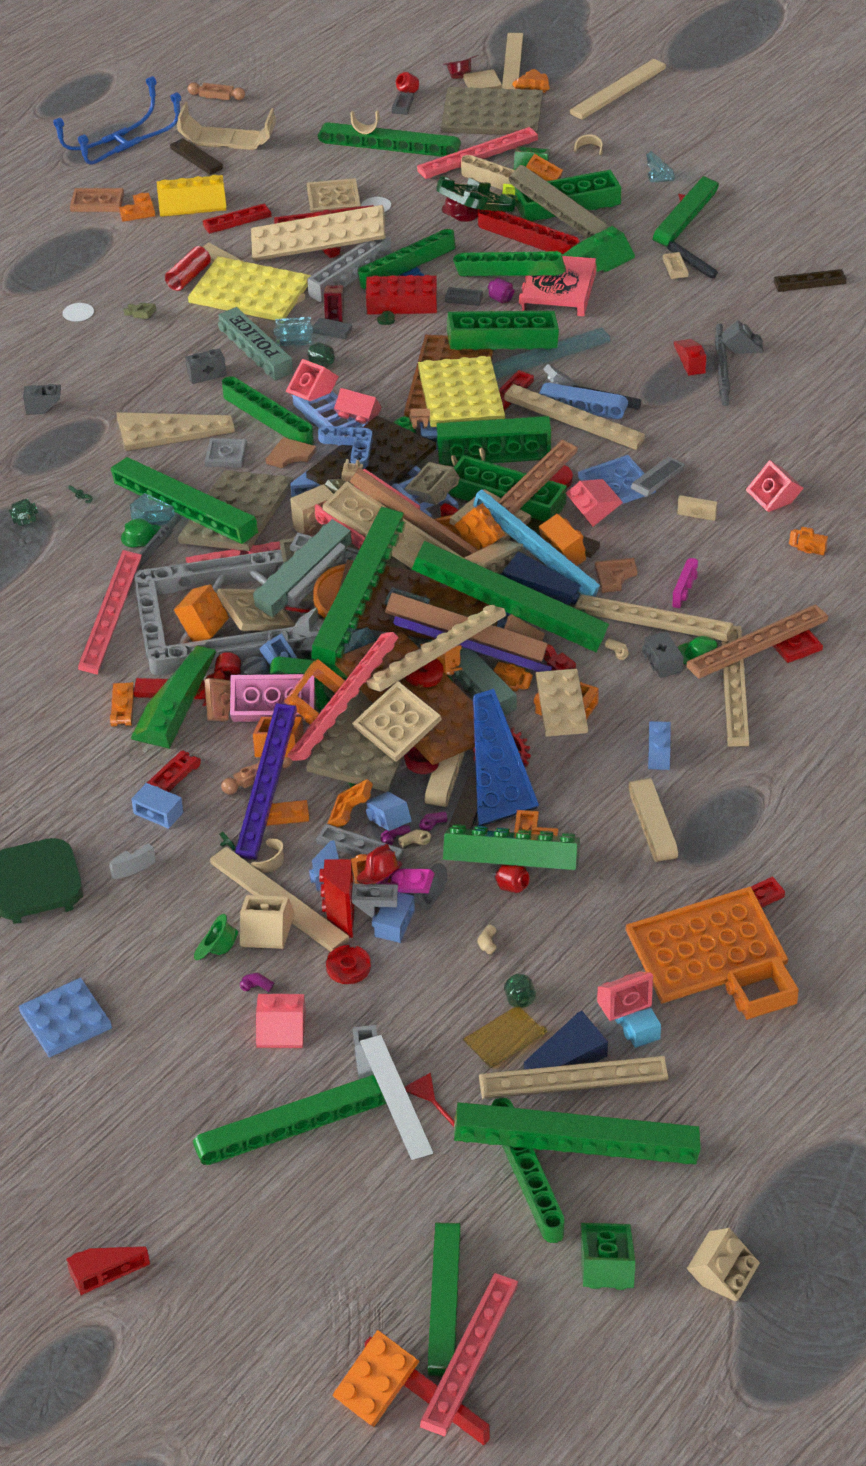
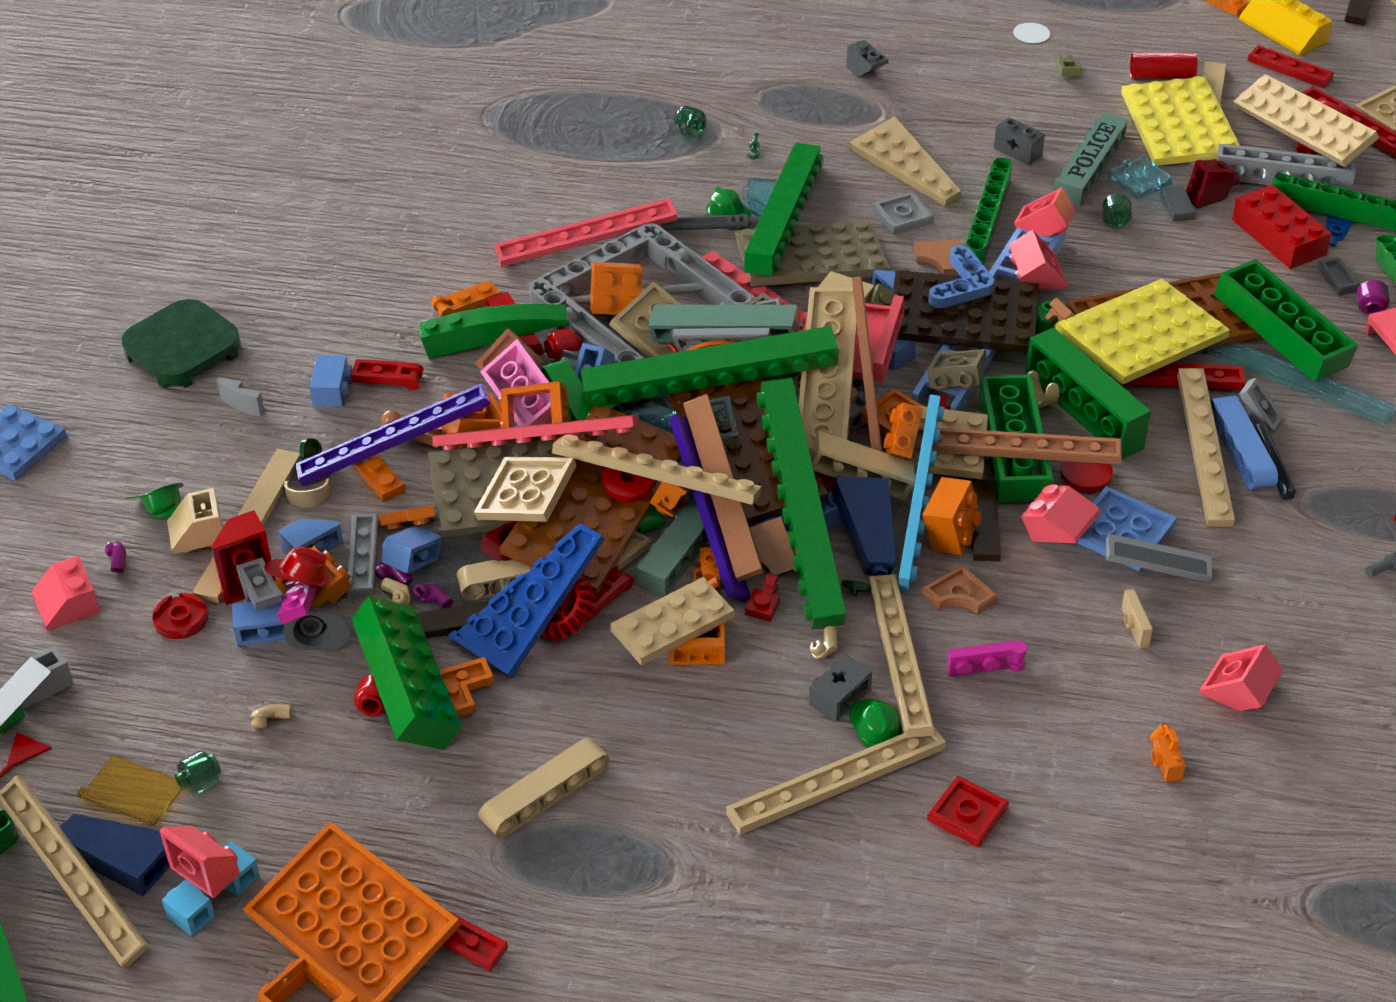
camera: 60 degrees right, 0 degrees up
(349, 469) = (916, 298): tan tile -> none
(386, 318) = (1238, 235): dark green piece -> none
(659, 745) = (673, 743): medium blue brick -> none
(757, 641) = (929, 768): nougat tile -> none

